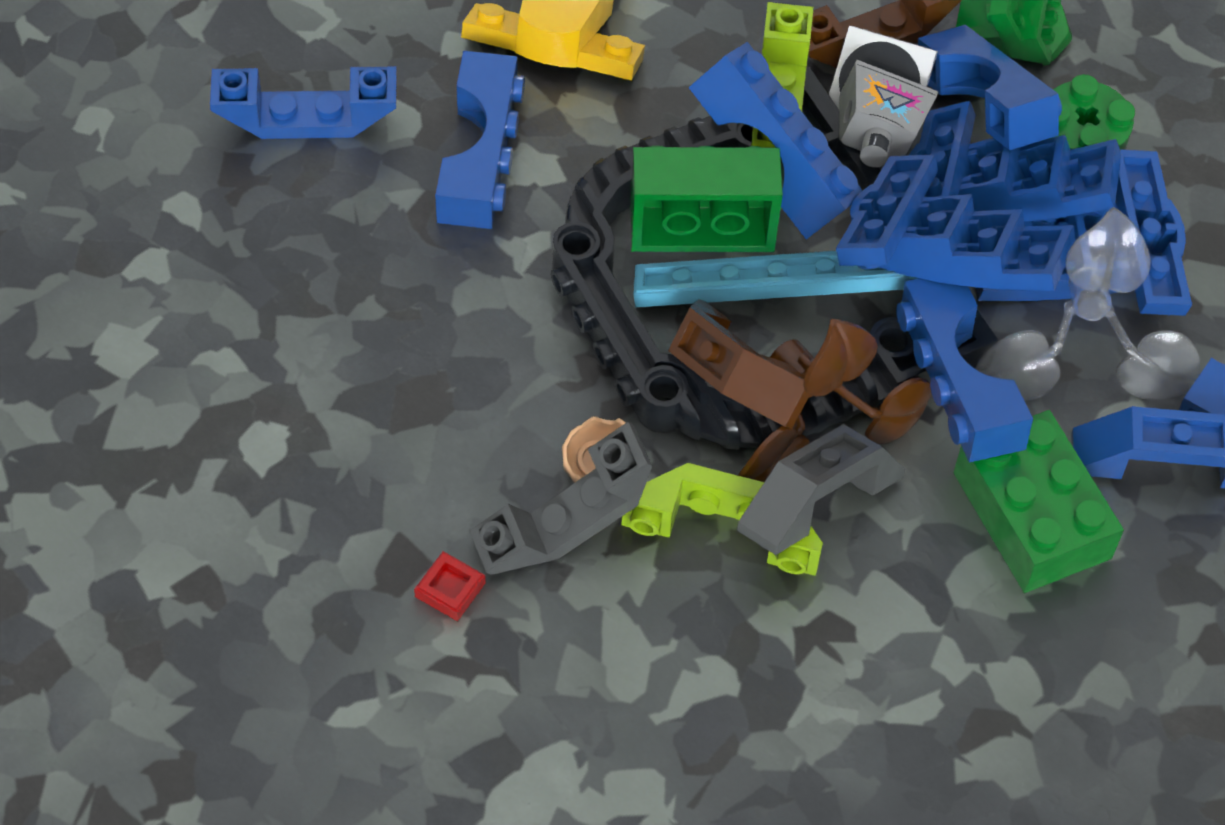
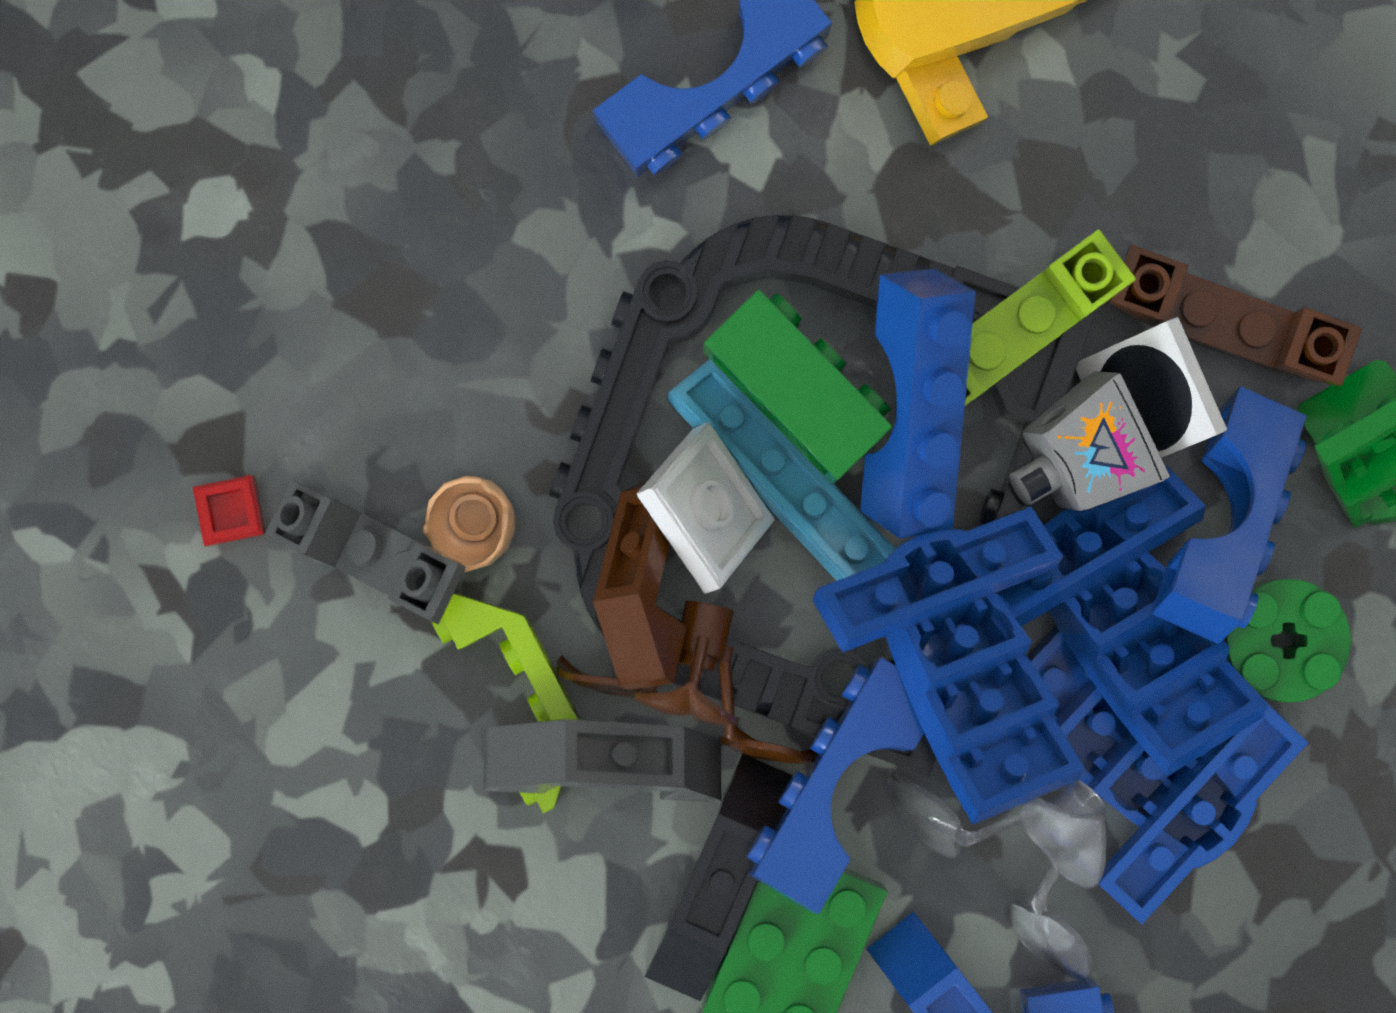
camera: 50 degrees right, 30 degrees up
(724, 306) = (706, 507): none -> white tile
(975, 515) = (719, 882): none -> black slope

